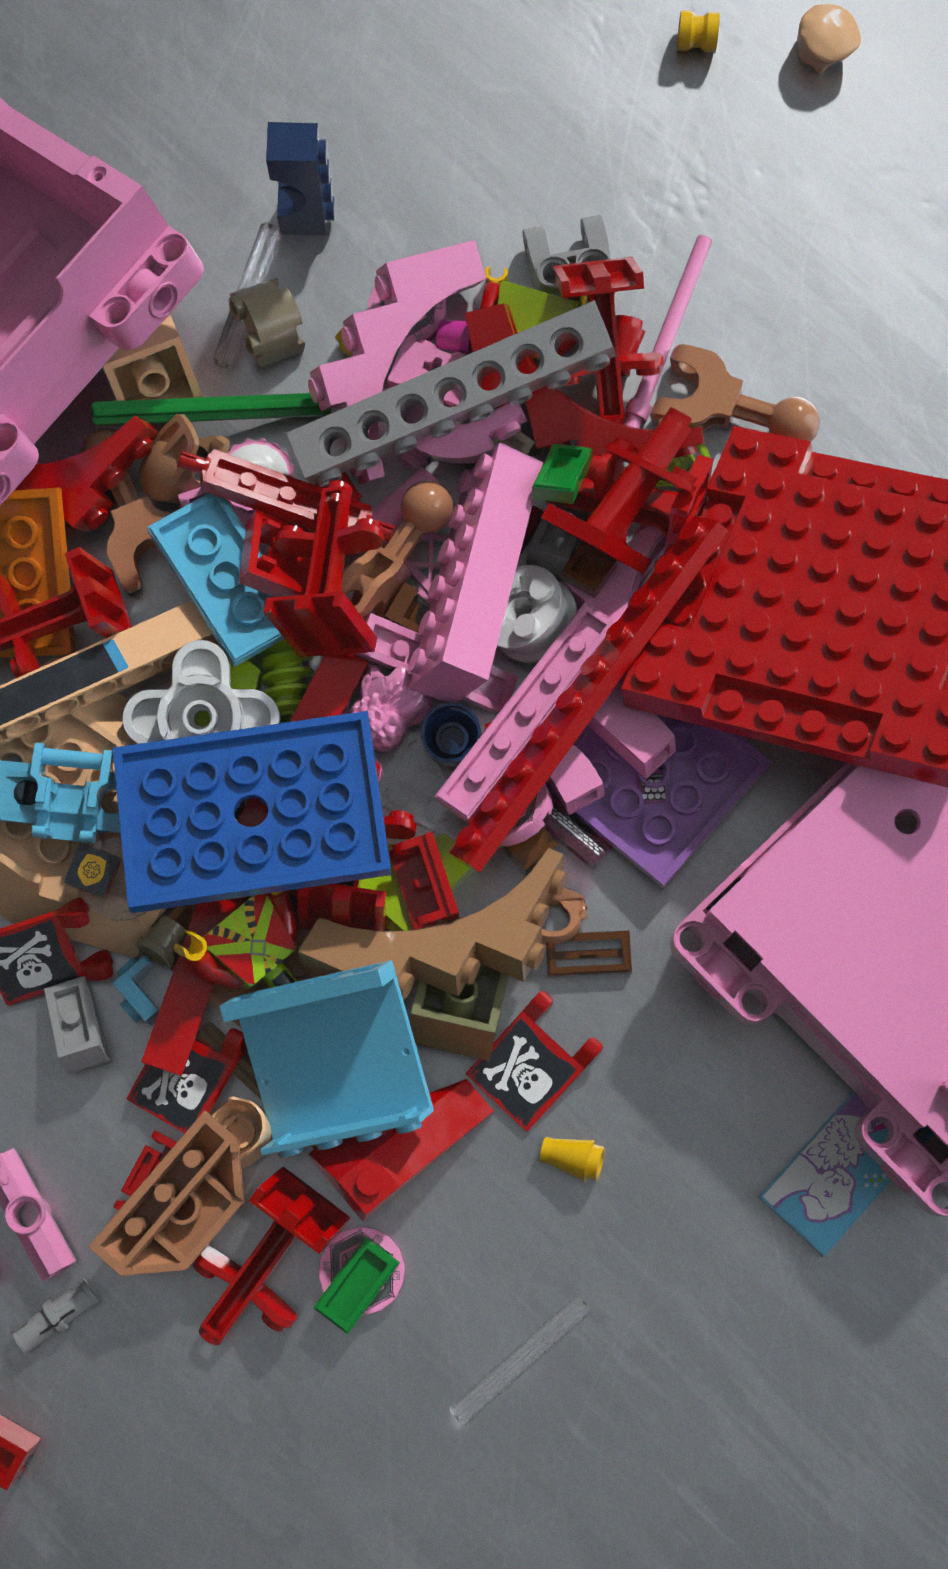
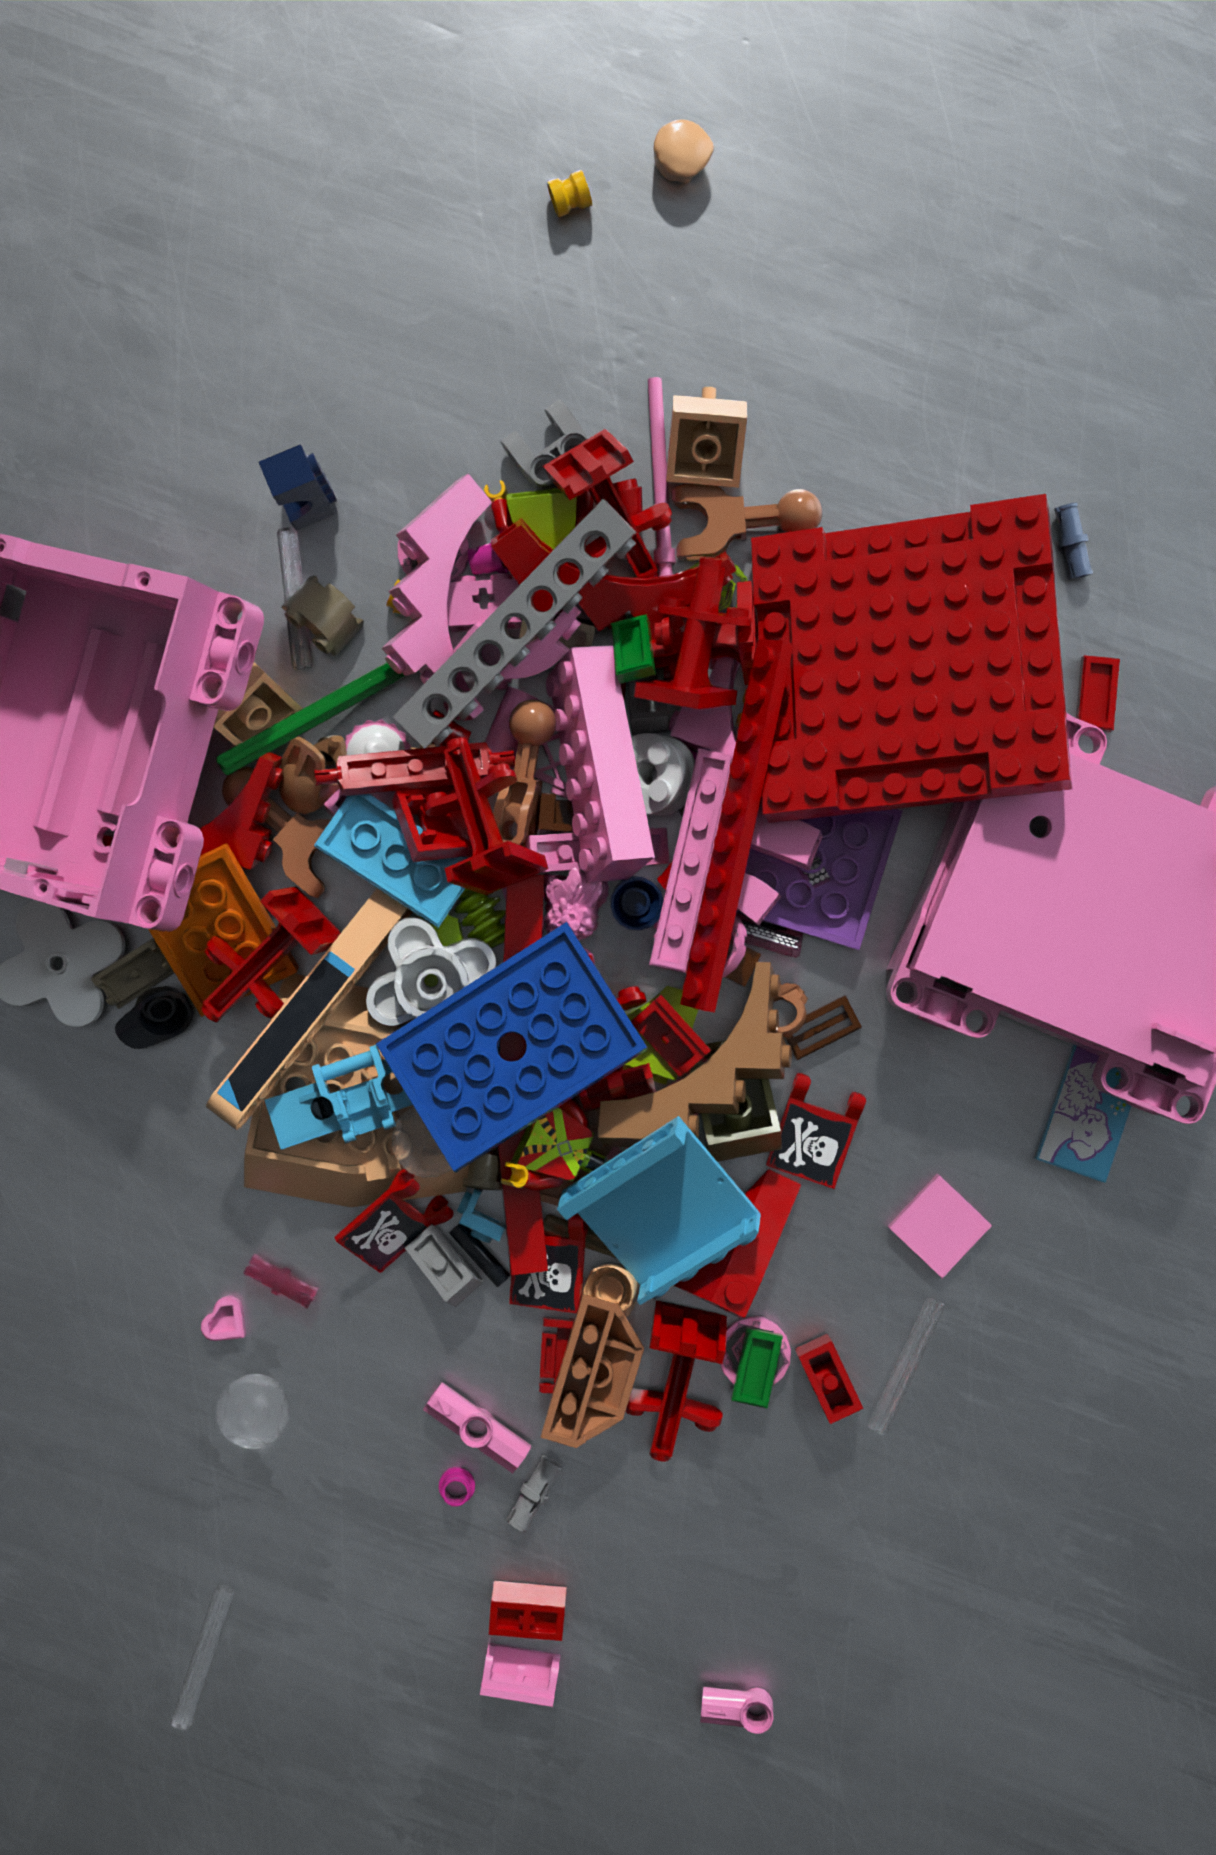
camera: 25 degrees left, 10 degrees up
(92, 871) = (405, 1147): black tile -> none
(119, 1032) = (480, 1255): none -> black piece
(428, 1332) = (829, 1378): none -> red brick
(575, 1157) = (880, 1193): yellow cone -> none
(588, 569) = (686, 721): reddish brown tile -> none
(623, 1223) = (939, 1225): none -> bright pink tile
(728, 309) = (706, 440): none -> light nougat piece

